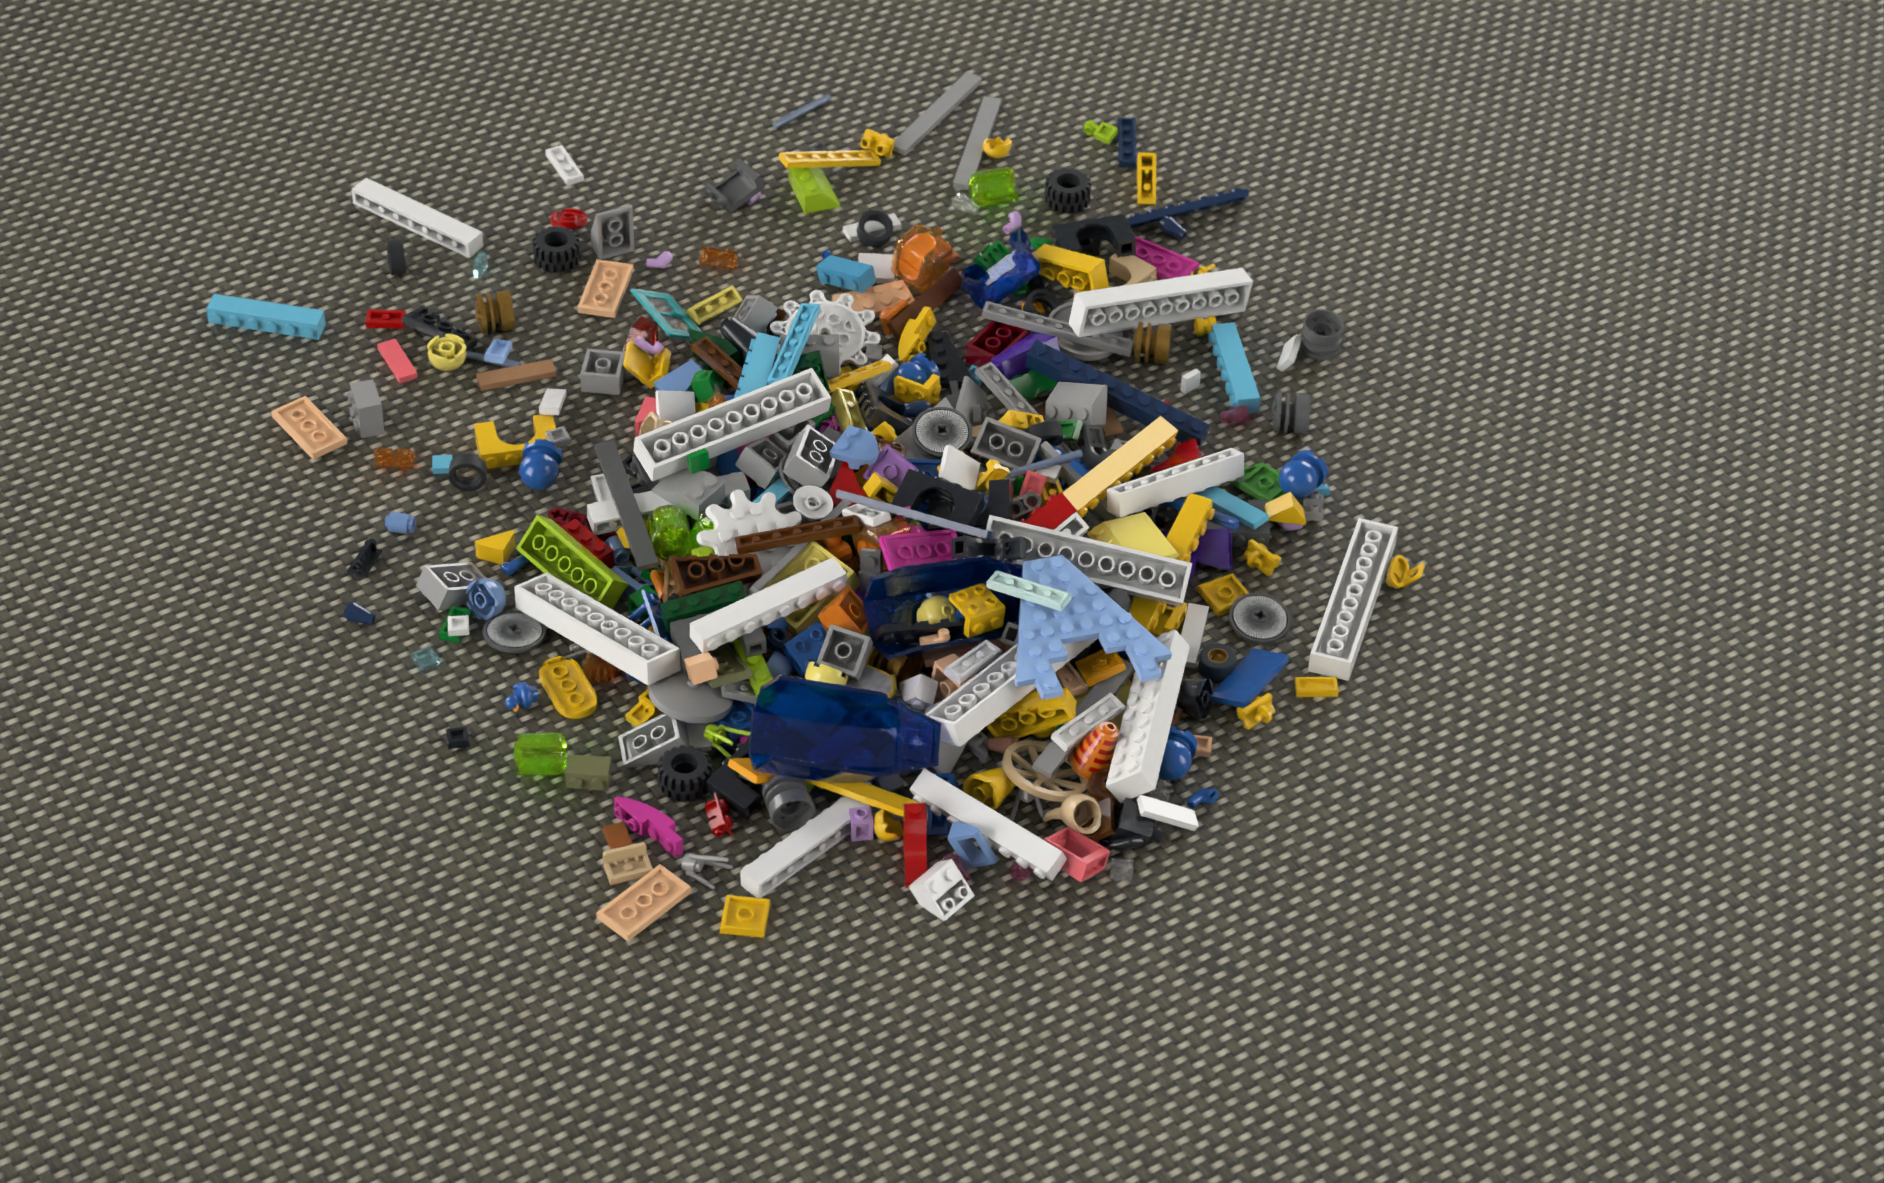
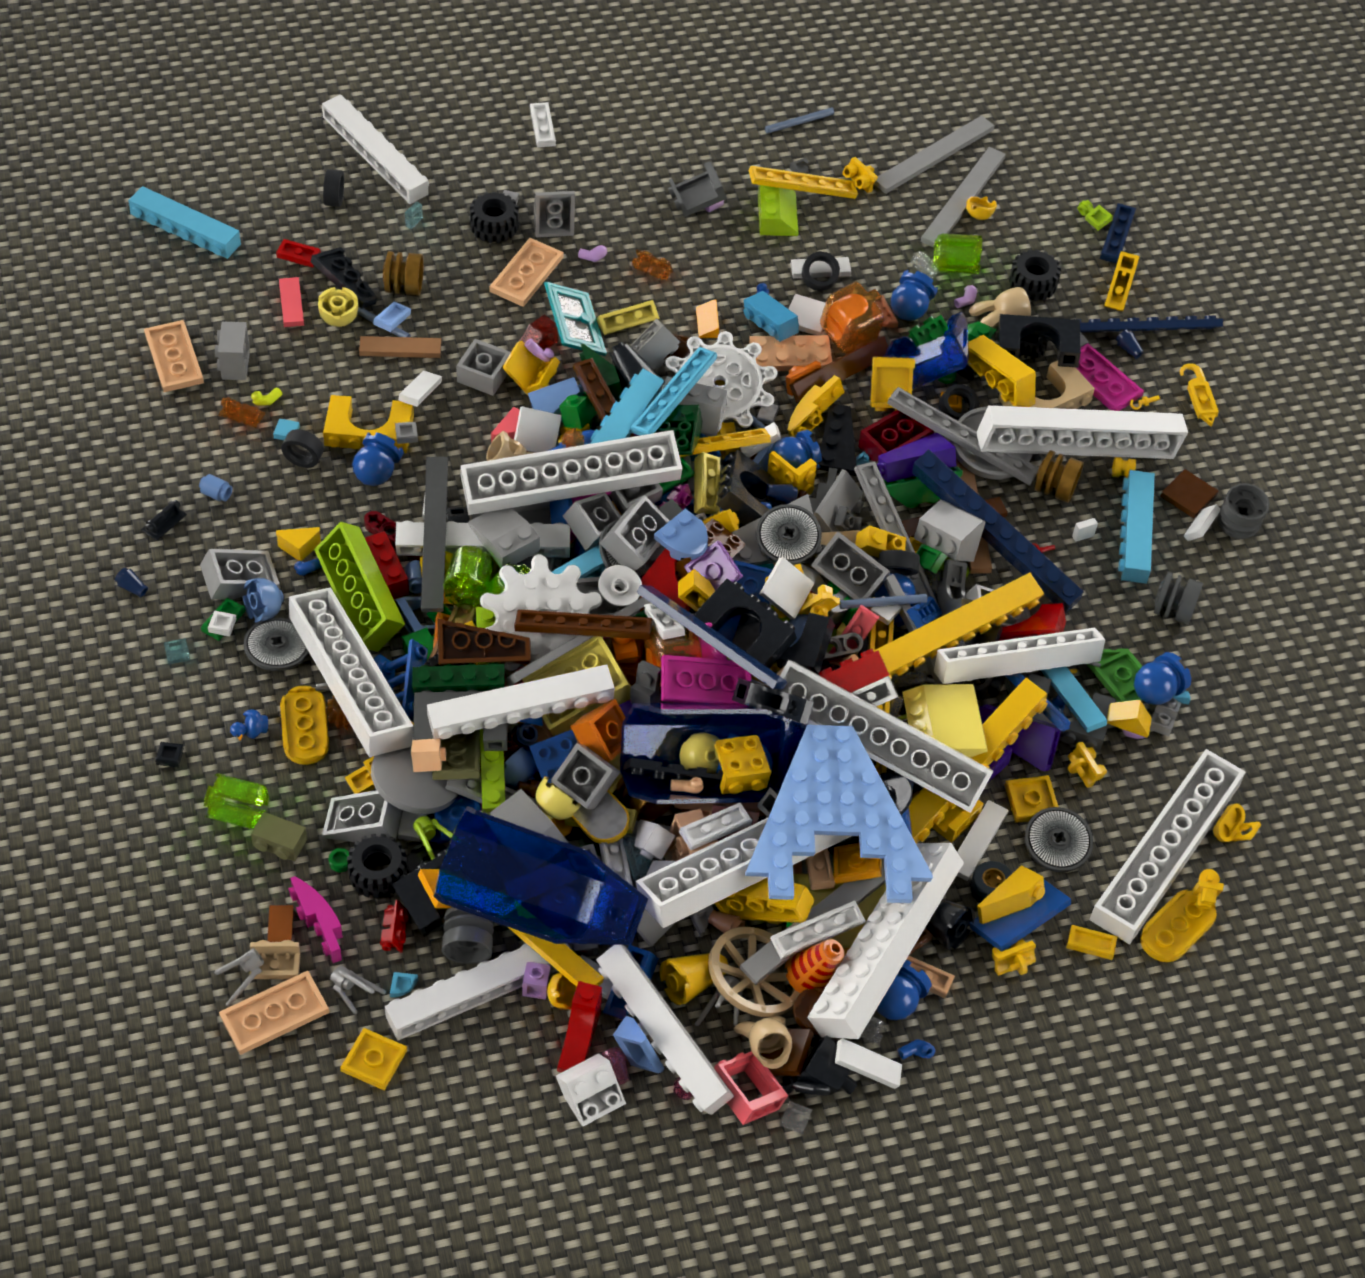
camera: 15 degrees right, 10 degrees up
(411, 444) = (269, 399): none -> neon yellow arm
(568, 218) = (521, 186): red tile -> none
(607, 867) = (249, 961): none -> light grey plant
(647, 780) = (338, 860): none -> green tile
(698, 460) = (519, 506): green tile -> none
(744, 856) = (402, 983): none -> medium azure tile
(788, 289) = (707, 320): none -> light orange slope
(967, 229) = (912, 296): none -> blue tile
(971, 299) = (888, 375): none -> yellow panel
(1028, 590) = (798, 764): light aqua tile -> none
(1056, 213) = (1010, 302): none -> tan piece
(1235, 415) = (1119, 582): clear pink cone -> none
(1239, 663) = (1012, 895): none -> yellow slope
(1250, 254) = (1201, 395): none -> yellow plate
(1269, 334) = (1189, 493): none -> reddish brown tile
(1383, 657) = (1176, 927): none -> yellow tile
(1398, 620) = (1207, 889): none -> yellow hips

